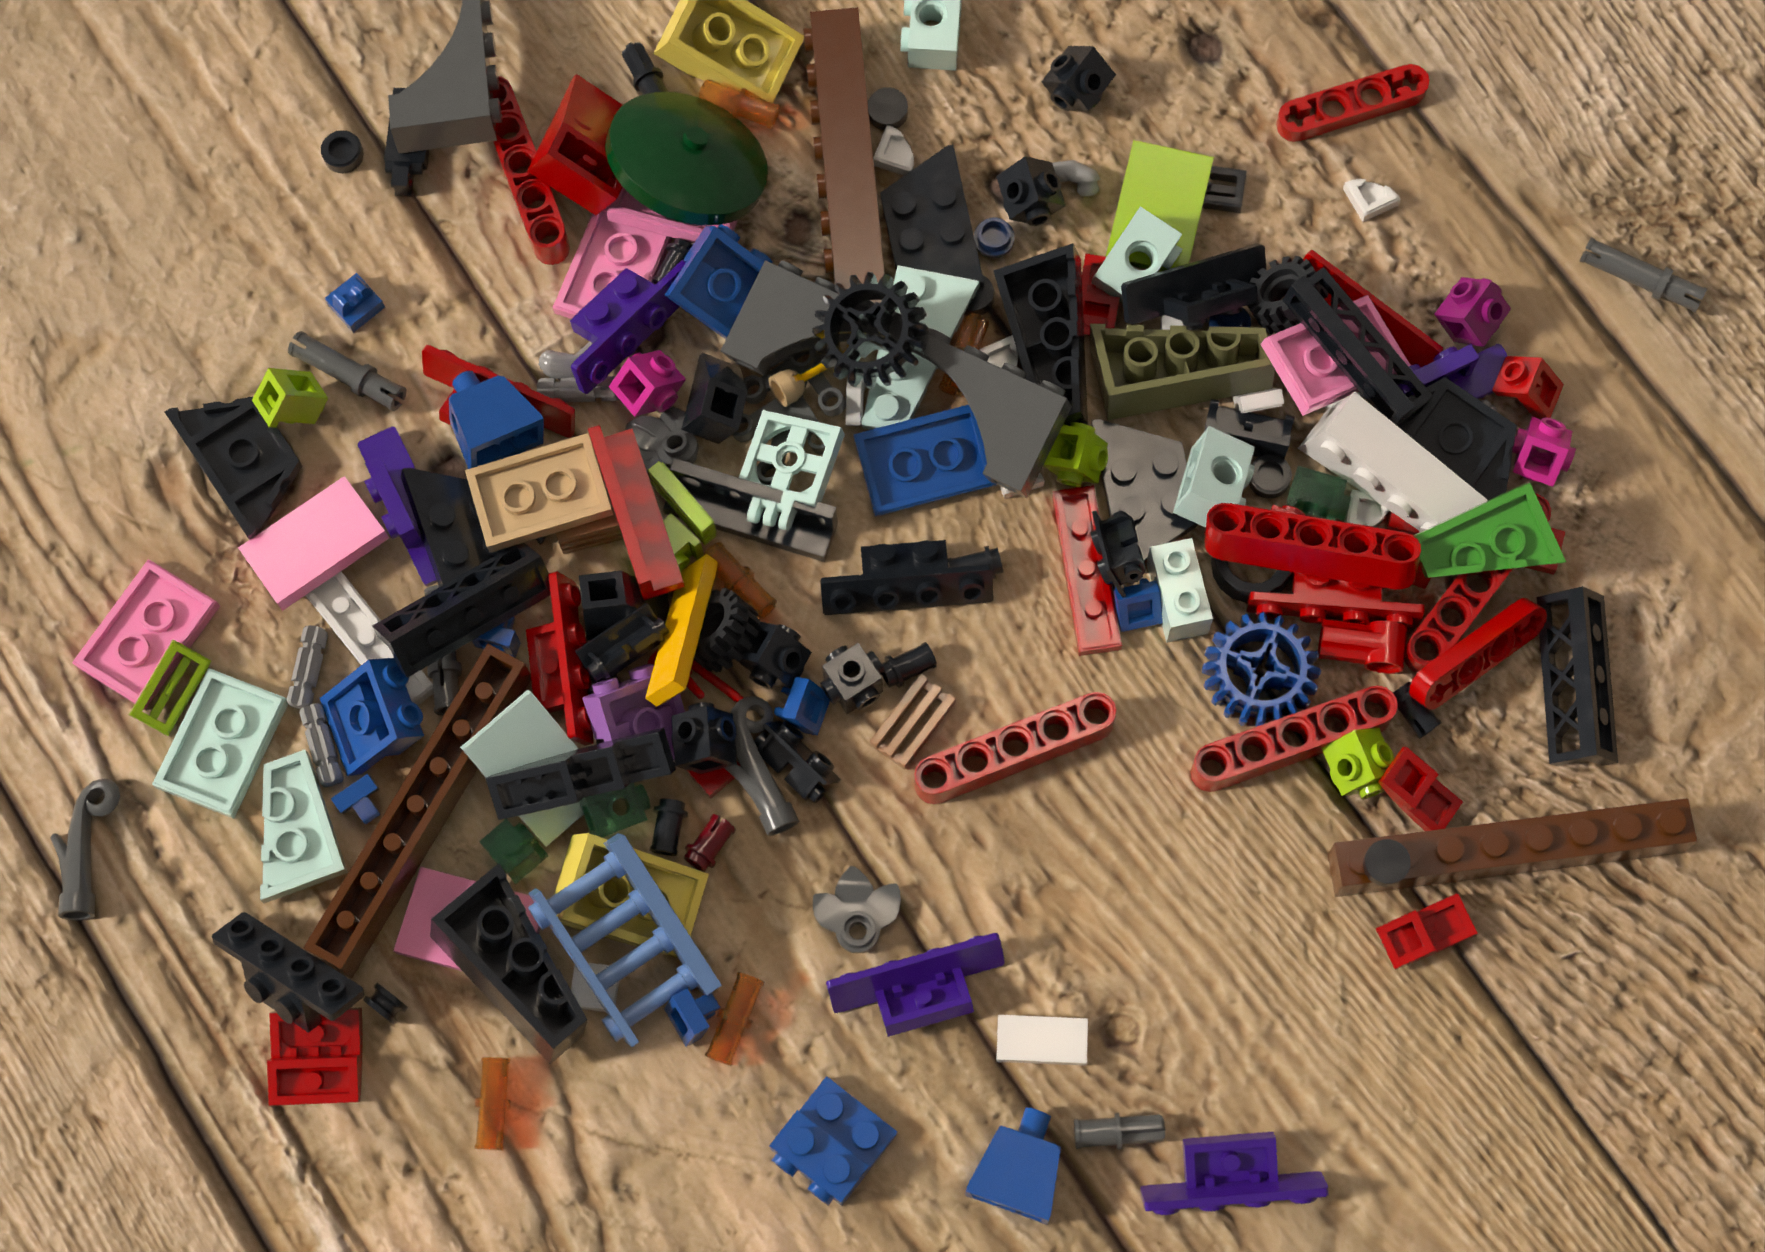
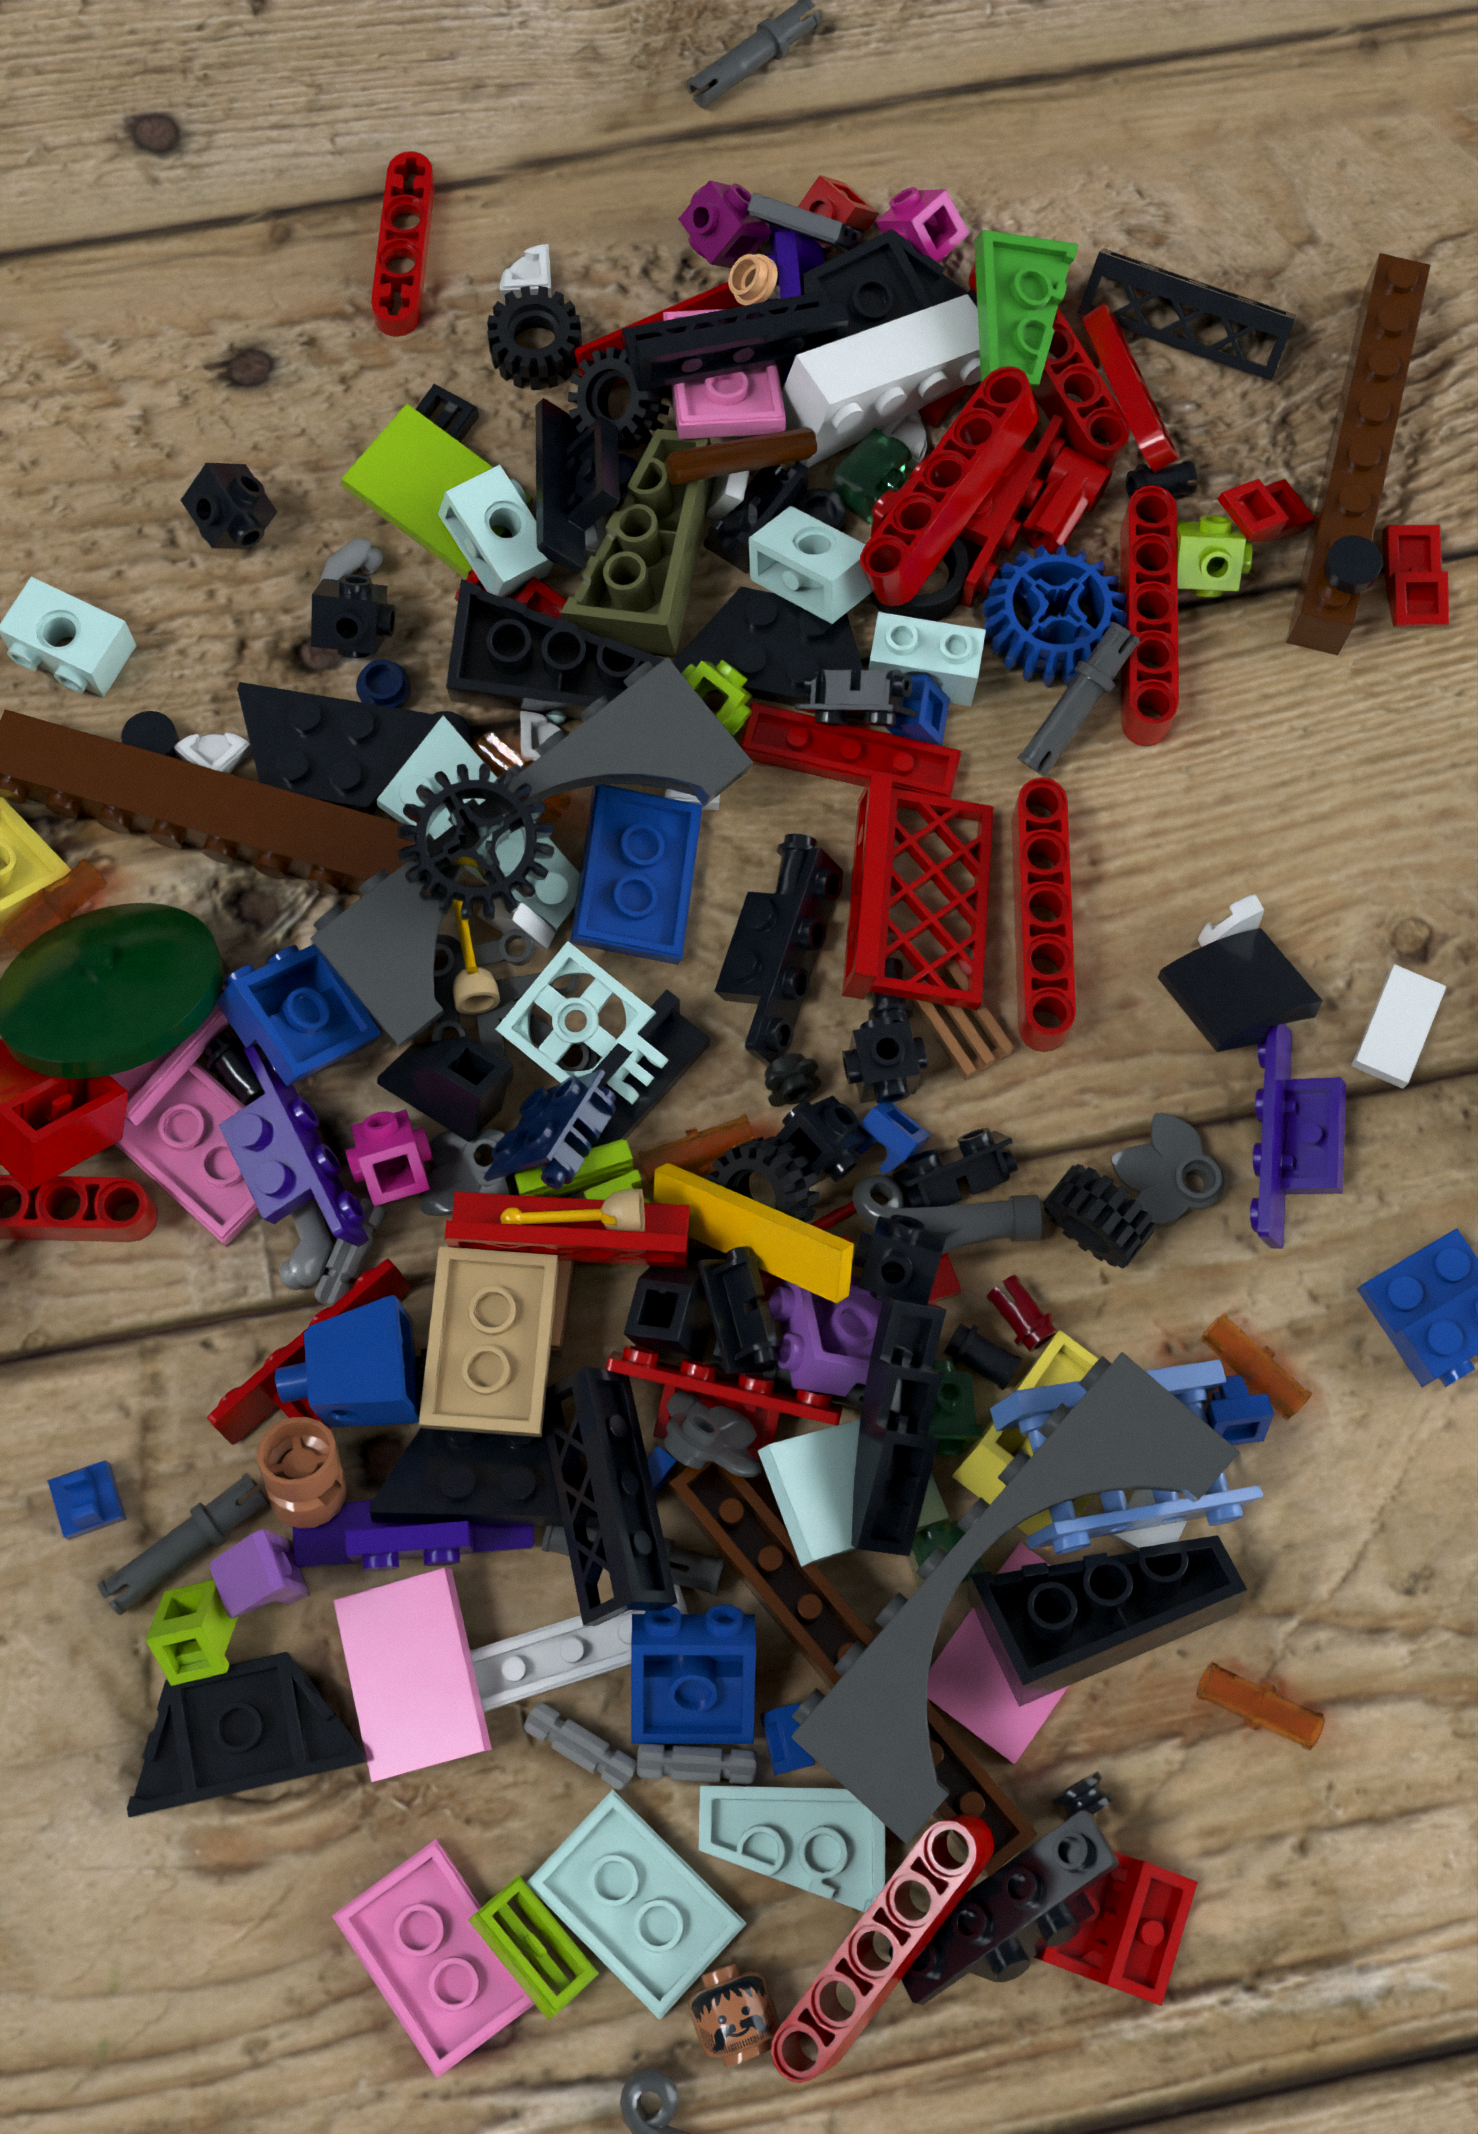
camera: 75 degrees left, 0 degrees up
(169, 828) = (734, 2014): none -> nougat head
(236, 896) = (858, 1963): none -> red beam
(340, 422) = (257, 1574): none -> medium lavender slope
(375, 830) = (875, 1718): none -> dark grey arch
(412, 417) = (302, 1472): none -> nougat wheel
(528, 656) = (709, 1434): none -> dark grey plate
(654, 537) = (619, 1212): none -> hinge
(716, 466) = (555, 1130): none -> dark blue hinge
(794, 864) = (1099, 1216): none -> black tyre
(815, 622) = (791, 1079): none -> pearl dark grey plate
(982, 619) = (871, 898): none -> red fence
(1012, 906) = (1239, 989): none -> black slope
(1069, 892) = (1246, 916): none -> white tile
(1207, 711) = (1080, 697): none -> dark grey pin
(1267, 391) = (740, 455): none -> reddish brown axle
(1319, 200) = (527, 313): none -> black tyre
(1422, 344) = (753, 279): none -> light nougat plate
(1492, 362) = (803, 222): none -> black tile

